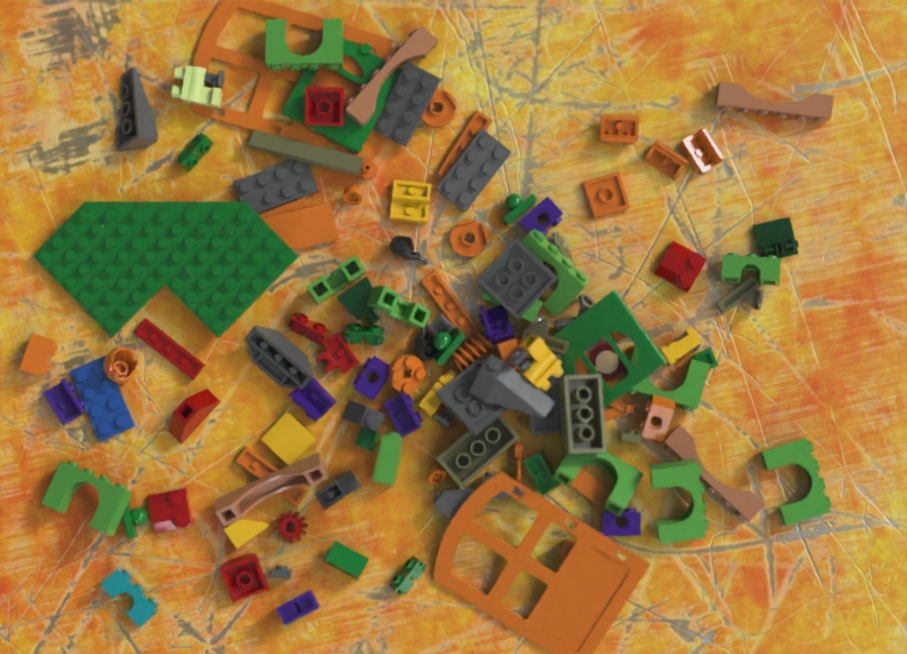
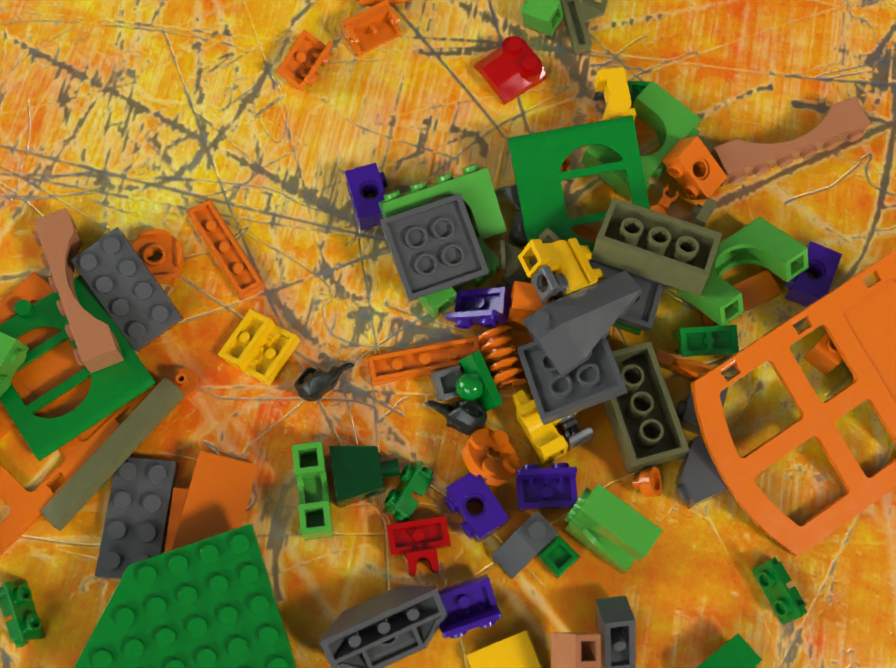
camera: 70 degrees left, 15 degrees down
(316, 330) = (350, 571): red hinge -> none
(324, 106) = (63, 392): red slope -> none
(353, 195) = (208, 416): orange tile -> none
(389, 303) = (381, 430): bright green arch -> none
(463, 247) = (347, 310): orange plate -> none
(473, 170) = (261, 250): dark grey plate -> none
(517, 206) = (338, 216): green tile -> none
(606, 195) = (378, 113): orange tile -> none
(606, 362) = (589, 197): tile -> none
(691, 523) = (844, 189): bright green arch -> none
(814, 501) = (866, 48): bright green arch -> none

